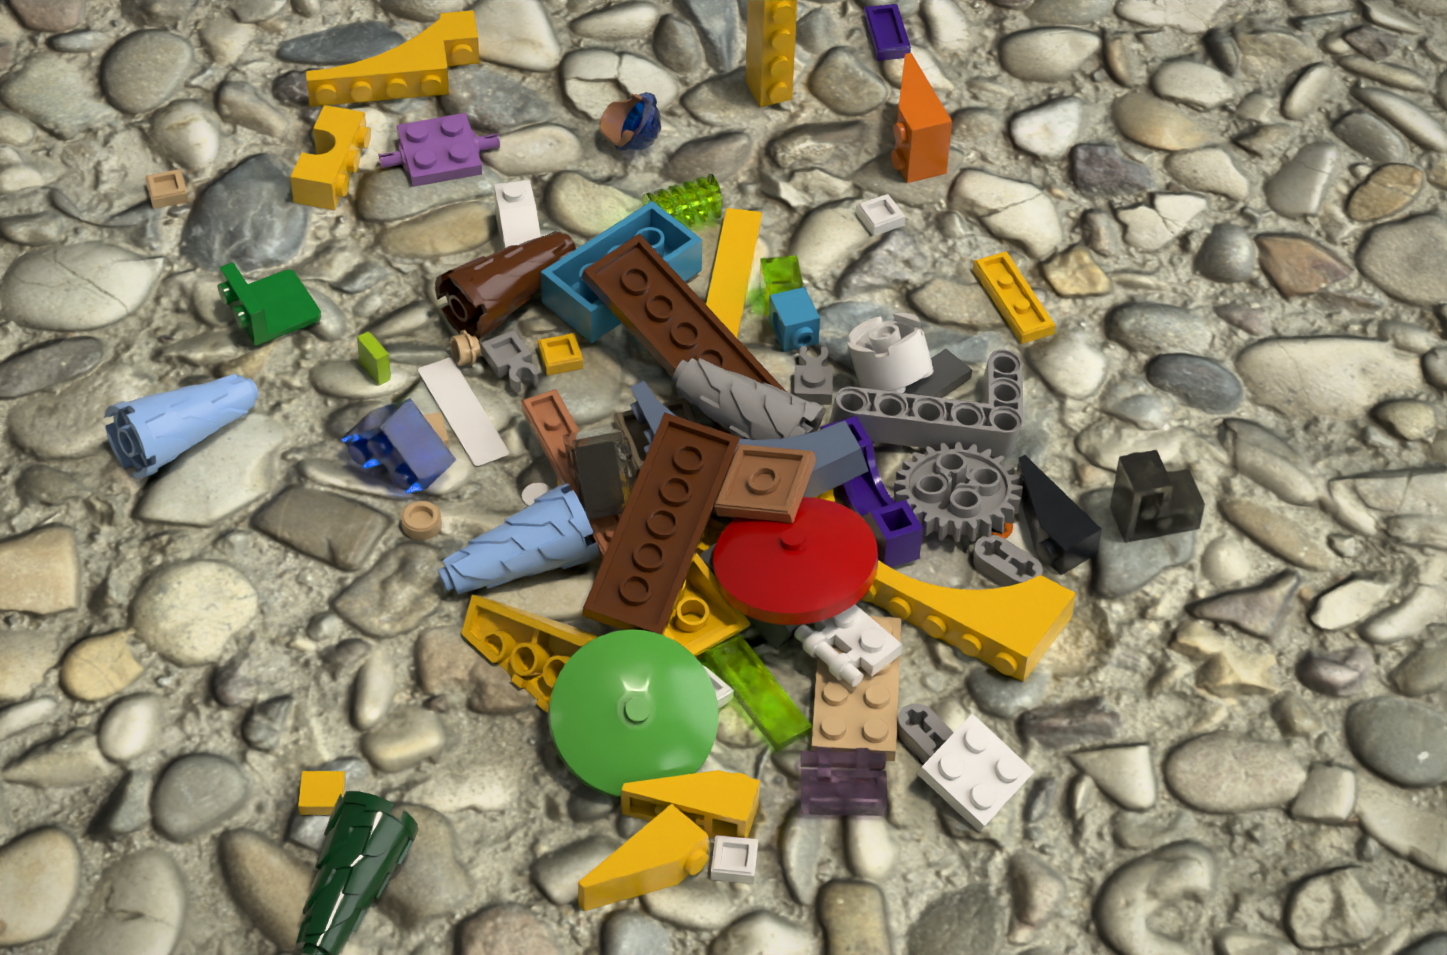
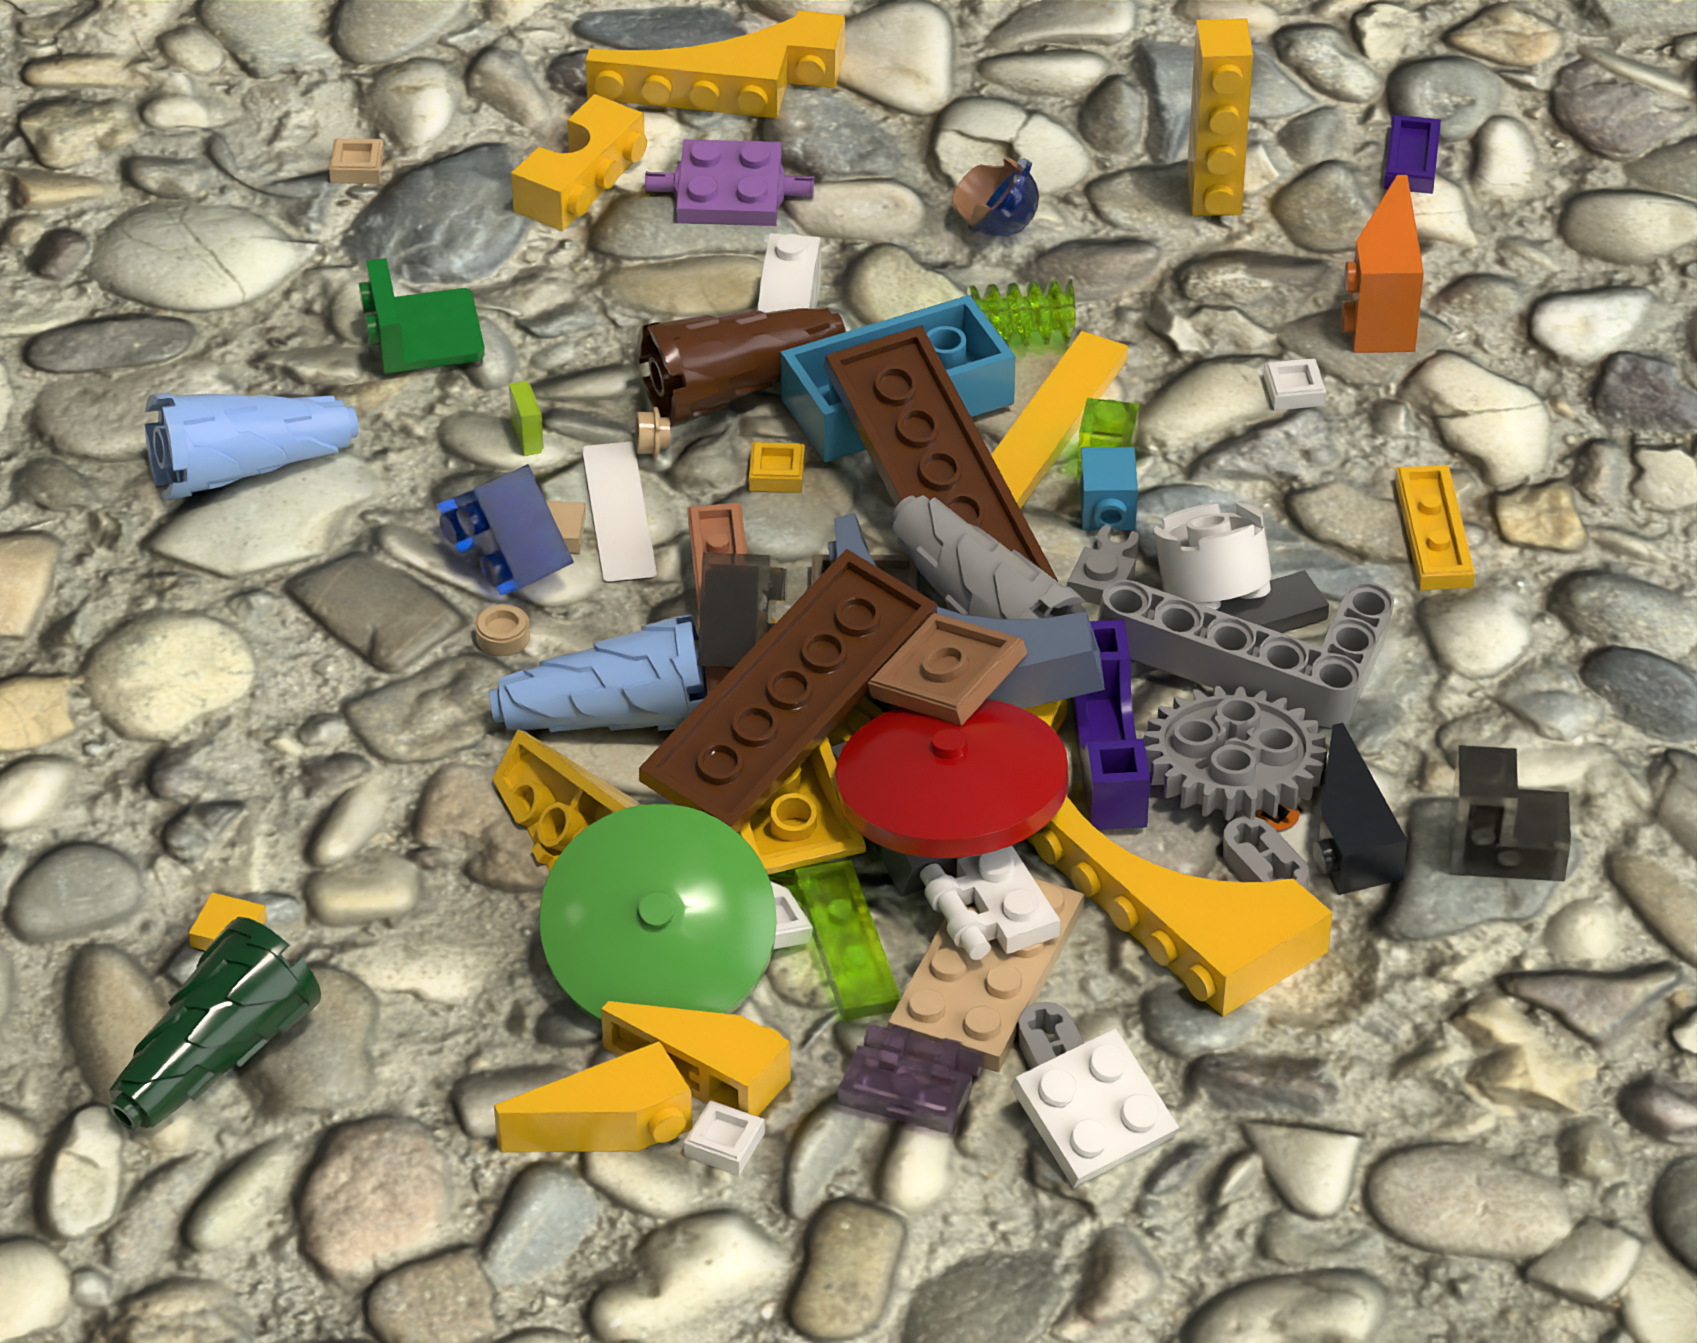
camera: 20 degrees right, 5 degrees down
(510, 356) = (705, 456): light grey plate -> none

